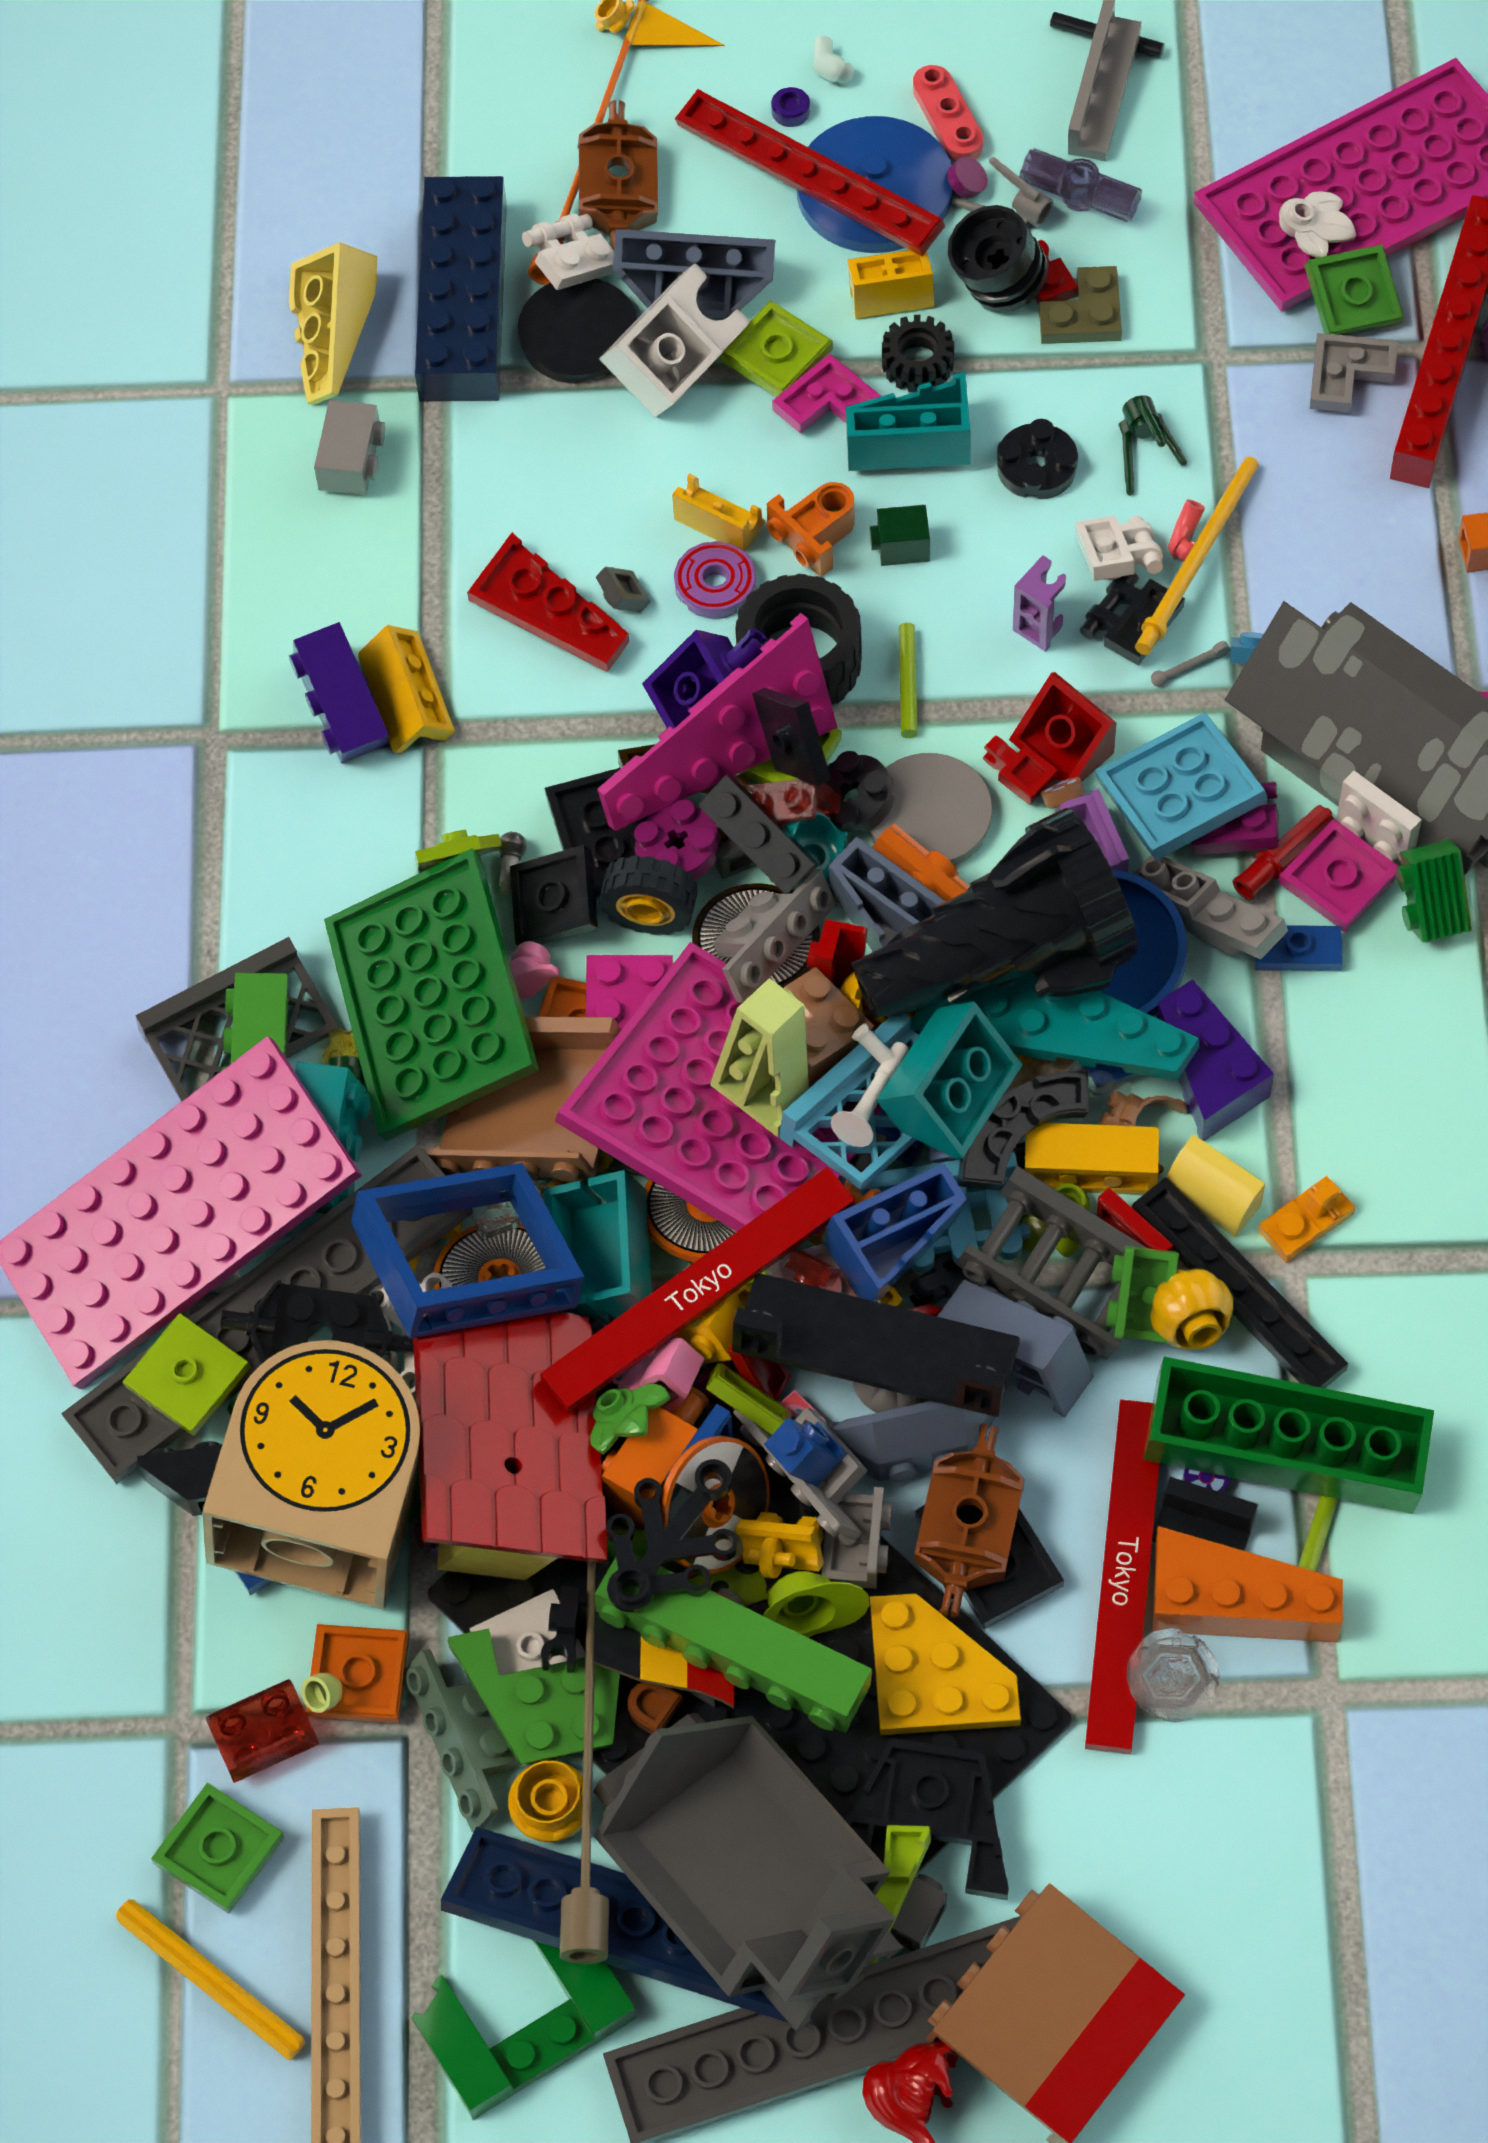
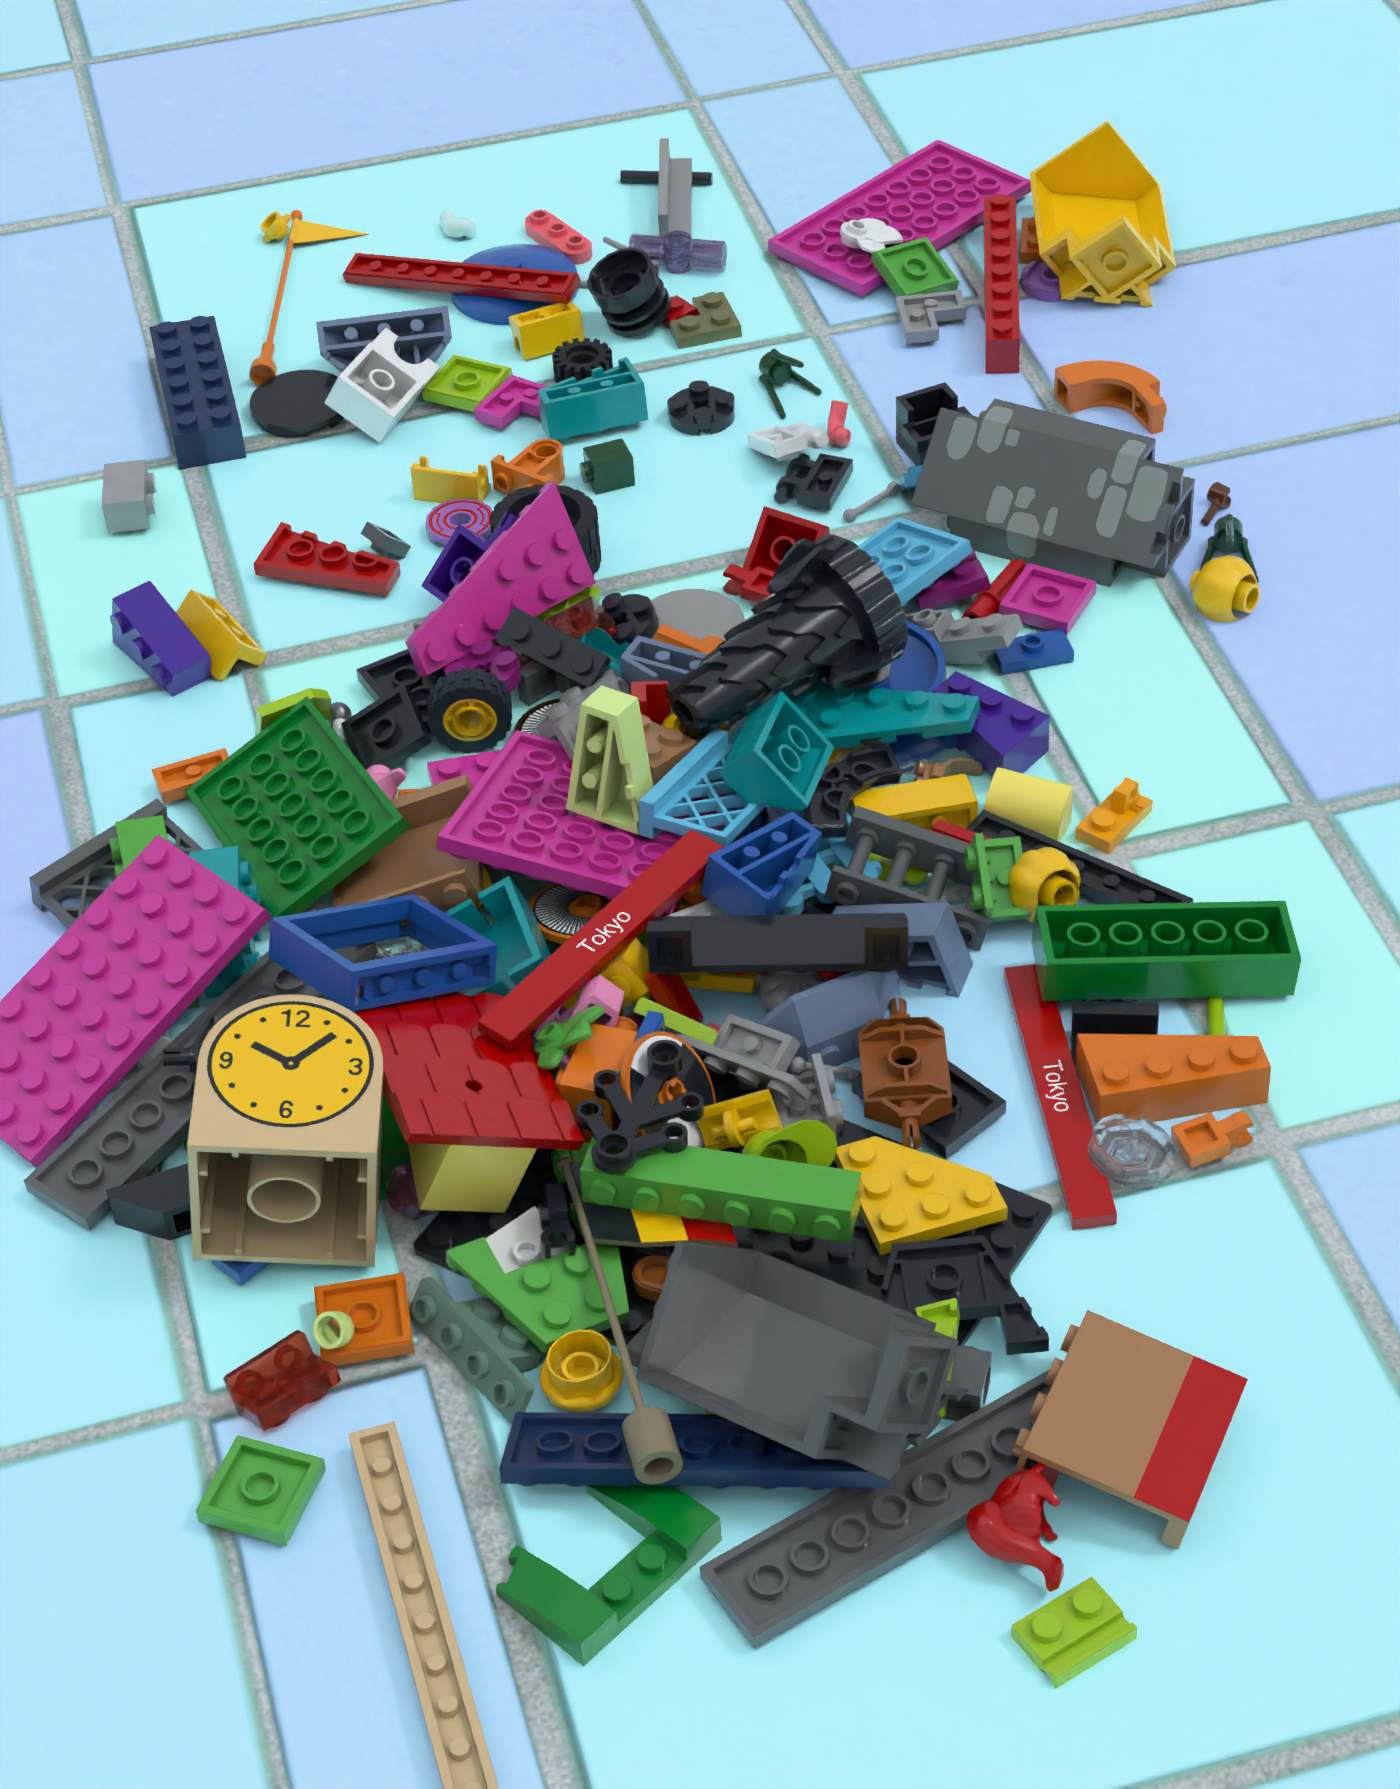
camera: 15 degrees left, 20 degrees down
(186, 1374) = (138, 1119): lime plate -> none
(210, 1979) = (282, 1604): yellow axle -> none
(331, 894) = (177, 777): none -> orange plate
(332, 300) = (89, 421): light yellow wedge -> none
(571, 262) = (281, 352): white plate -> none
(612, 200) = (299, 319): dark orange plate -> none
(790, 107) = (433, 251): dark purple tile -> none
(791, 736) = (563, 566): black plate -> none
(805, 1450) = (739, 1032): blue brick -> none
(812, 1270) = (700, 905): clear red plate -> none
(854, 1126) = (706, 795): white piece -> none
(908, 686) = (643, 554): lime bar -> none
(920, 1490) = (798, 1065): none -> light grey hinge
(967, 177) = (583, 262): magenta tile -> none
(1035, 605) = (734, 478): medium lavender hinge -> none
(1155, 627) = (837, 472): yellow bar -> none
(1251, 1680) = (1207, 1139): none -> orange plate
(1292, 568) = (918, 415): none -> black plate
(1377, 818) = (1068, 545): white plate -> none
(1434, 891) = (1132, 583): green brick -> none

